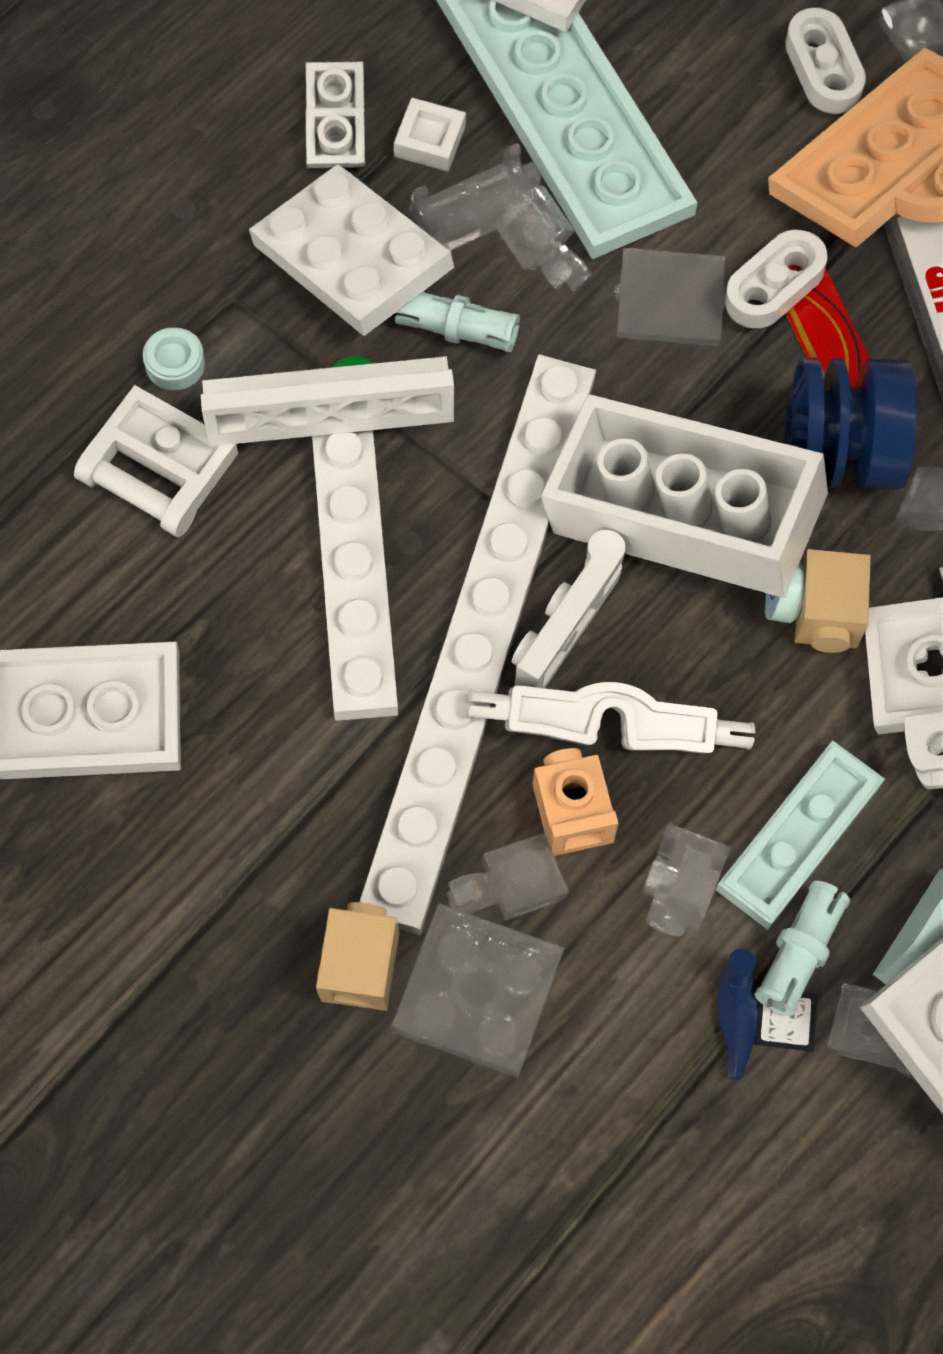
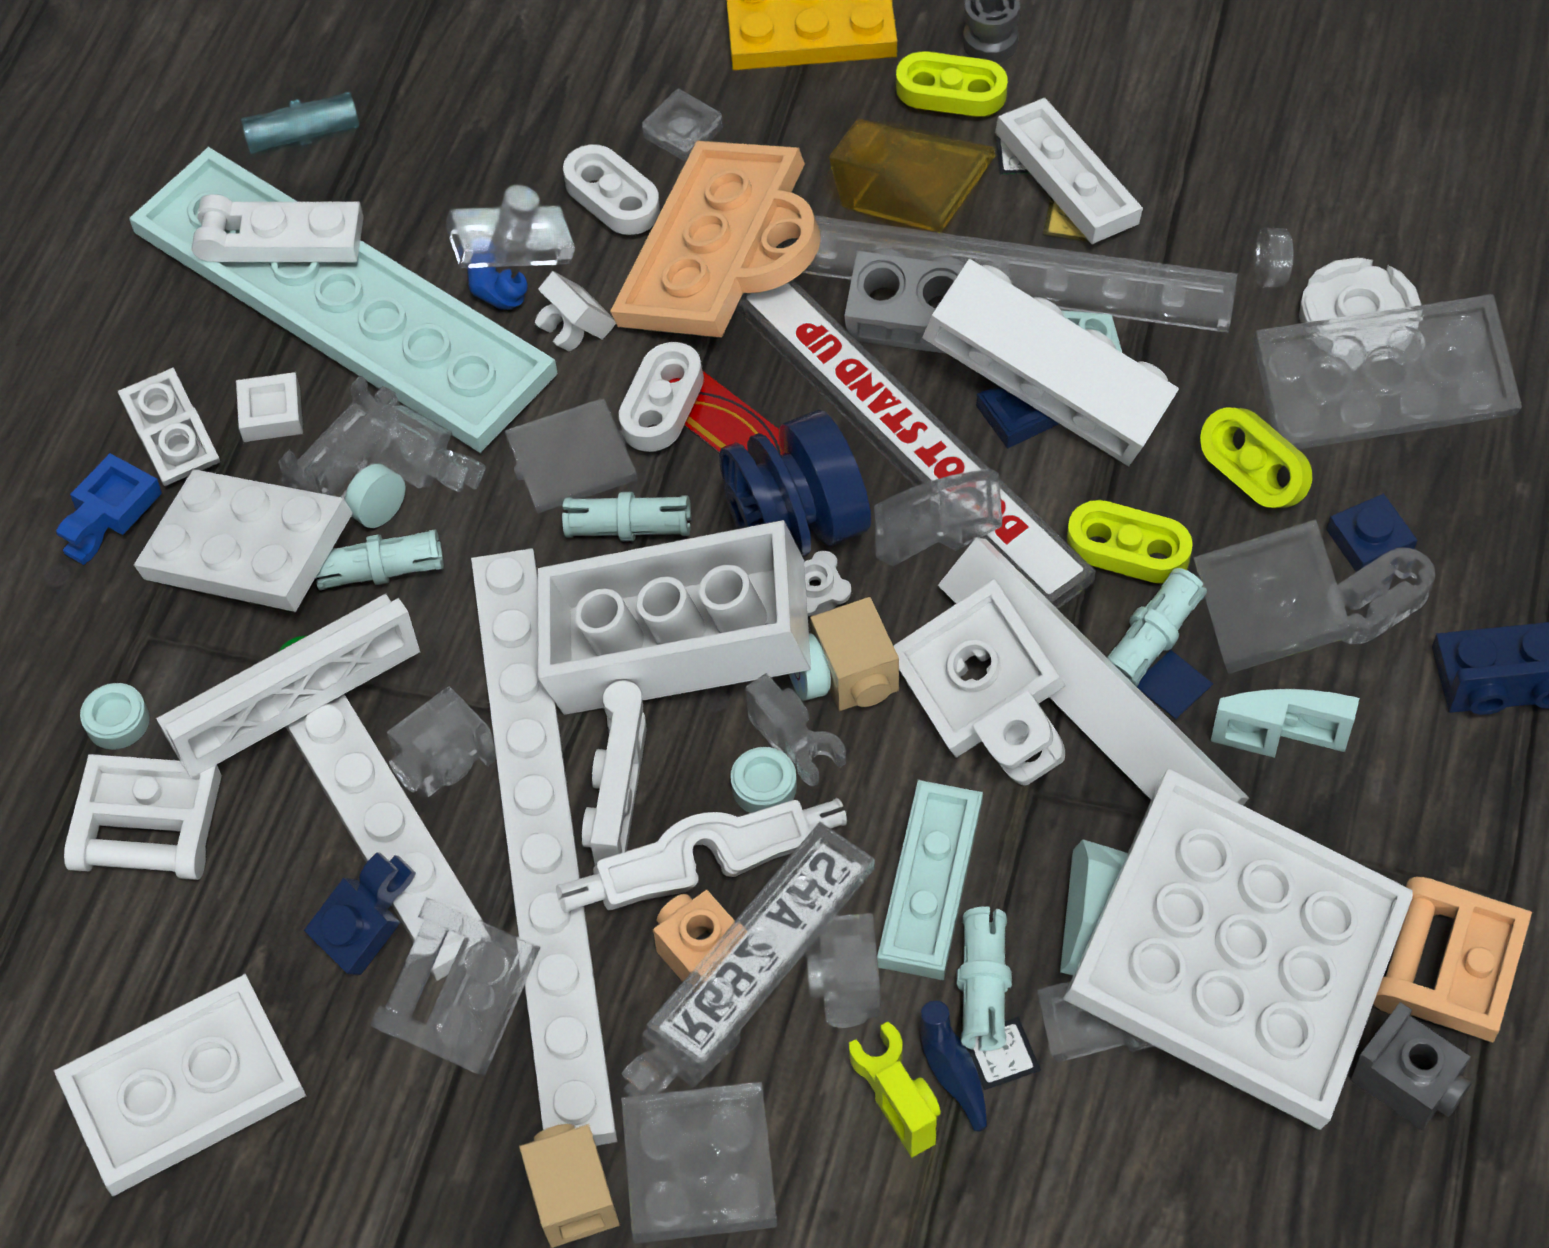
camera: 20 degrees left, 10 degrees down
(253, 158) = (108, 497): none -> blue plate
(291, 634) = (356, 914): none -> dark blue plate
(356, 754) = (475, 995): none -> clear plate
(431, 512) = (439, 743): none -> clear brick
(481, 258) = (375, 495): none -> light aqua tile
(619, 831) = (760, 947): none -> clear tile
(674, 104) = (497, 287): none -> blue arm
(680, 1027) = (905, 1103): none -> neon yellow plate
(692, 377) = (626, 516): none -> light aqua pin
(697, 675) = (763, 779): none -> light aqua tile
(714, 65) = (510, 235): none -> clear tile
(738, 631) = (782, 722): none -> clear plate
(739, 163) = (573, 307): none -> white tile
(843, 528) = (832, 588): none -> white plate

